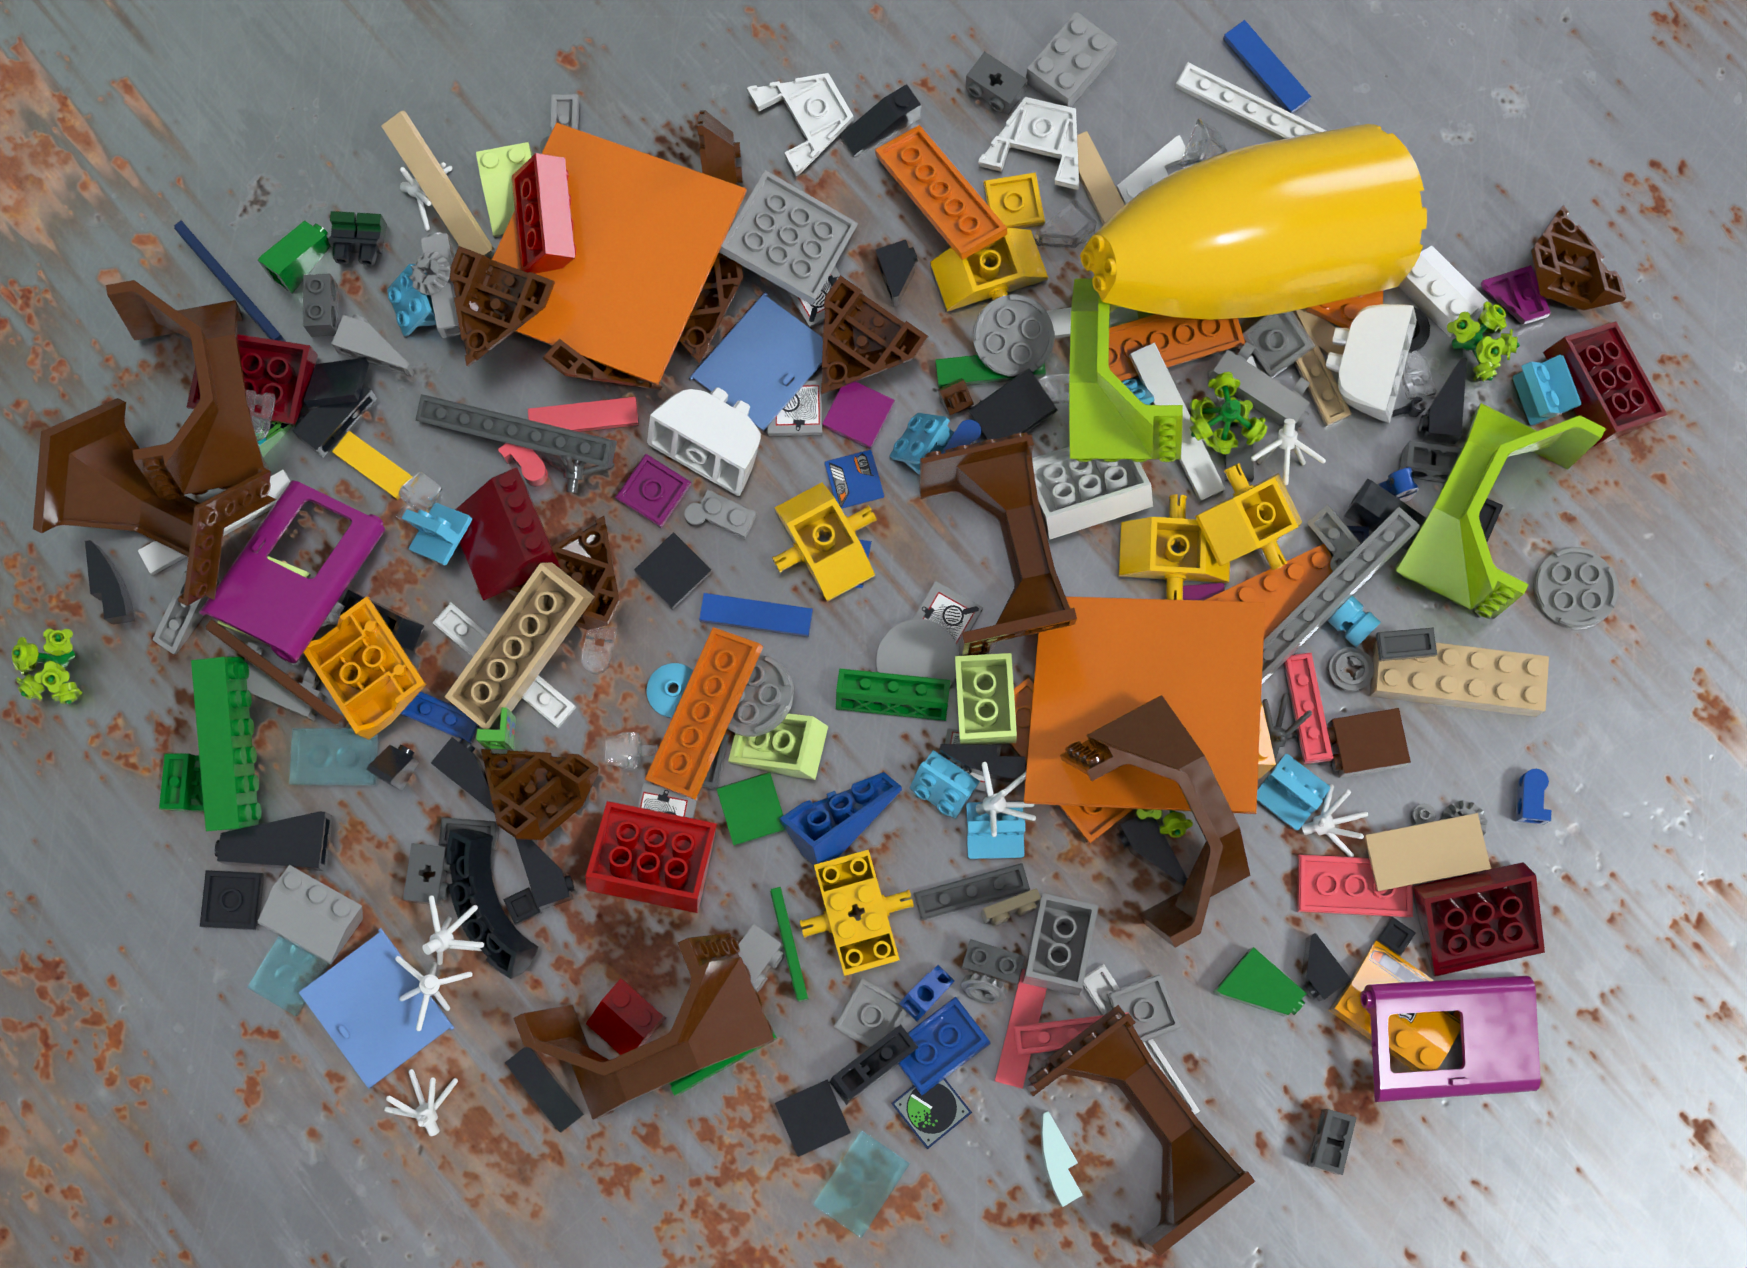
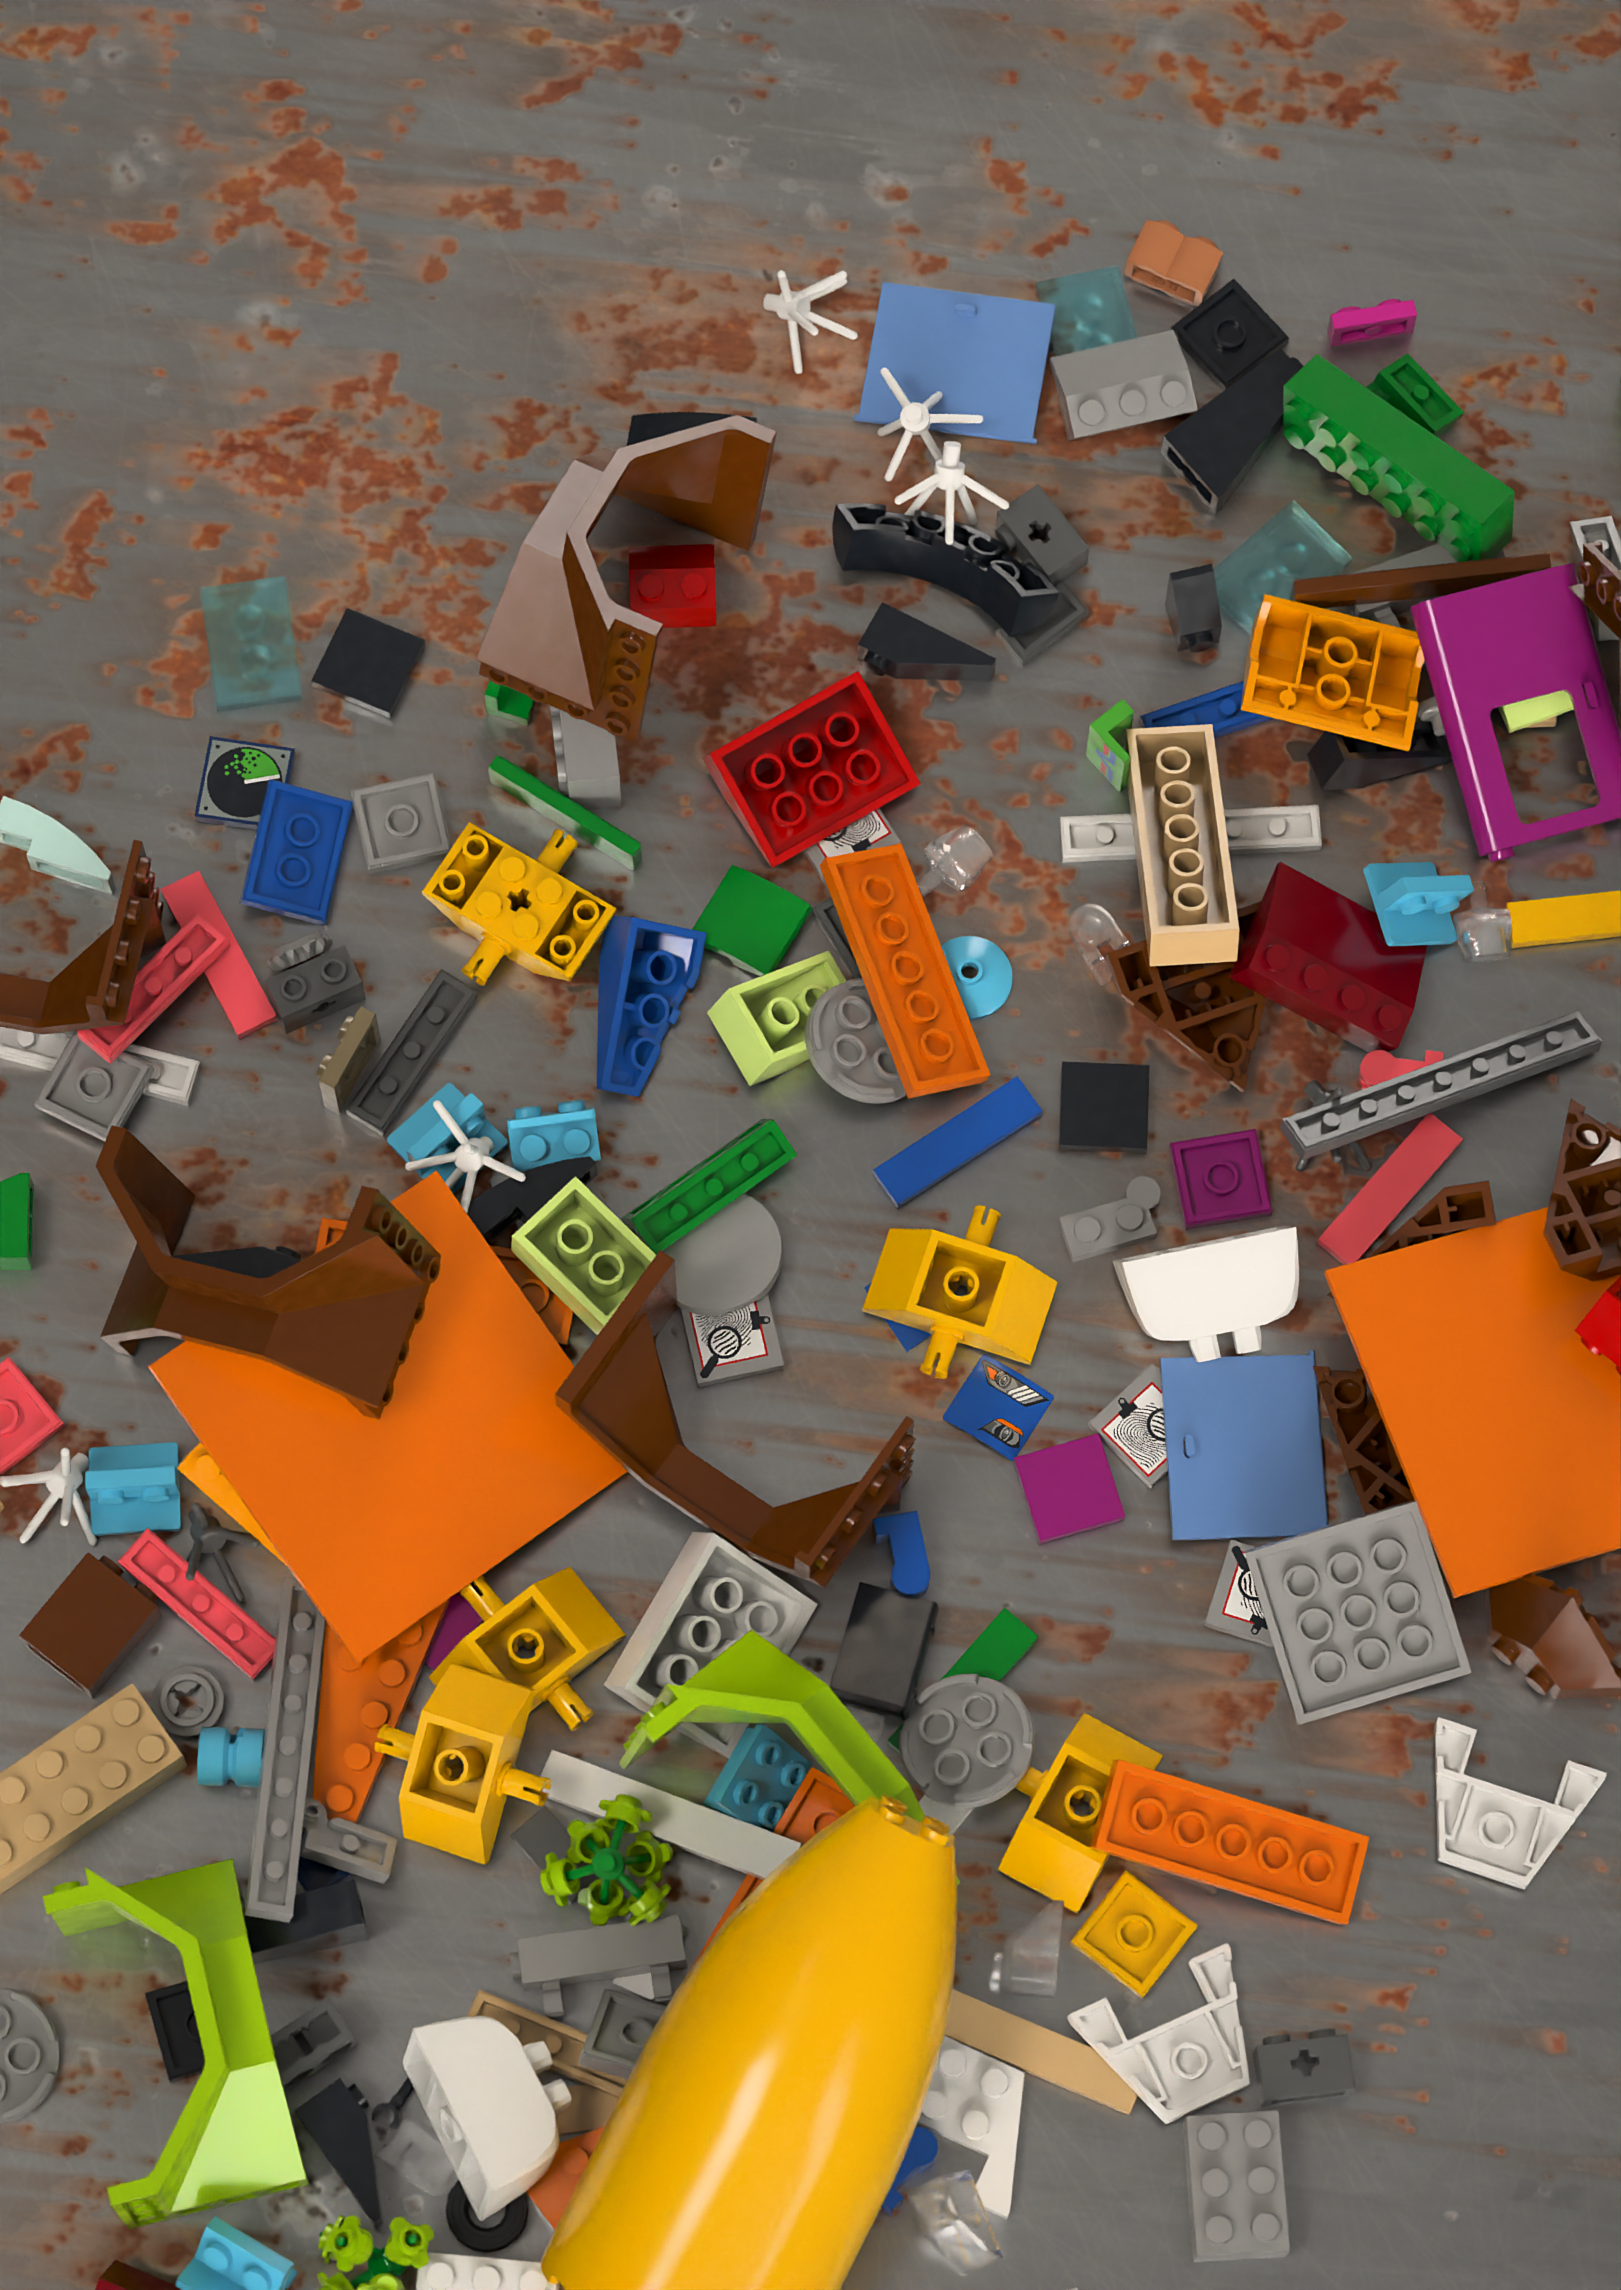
camera: 135 degrees right, 5 degrees down
(148, 834) = (1371, 323): none -> dark pink plate
(219, 961) = (1173, 262): none -> nougat brick
(464, 769) = (1102, 677): black slope -> none
(522, 906) = (908, 596): black tile -> none
(535, 790) = (1009, 718): reddish brown wedge -> none
(862, 337) = (1148, 1575): reddish brown wedge -> none
(873, 1064) = (350, 762): black slope -> none
(882, 121) = (1397, 1886): black slope -> none
(897, 268) = (1193, 1706): black slope -> none
(923, 435) = (954, 1514): medium azure bracket -> none
(926, 992) = (360, 895): blue leg -> none
(955, 396) = (969, 1610): reddish brown tile -> none
(1060, 944) = (254, 1068): light grey brick -> none
(1287, 440) = (506, 1898): white plant -> none
(1401, 484) = (318, 1976): blue leg -> none
(1406, 644) = (141, 1763): dark grey tile -> none

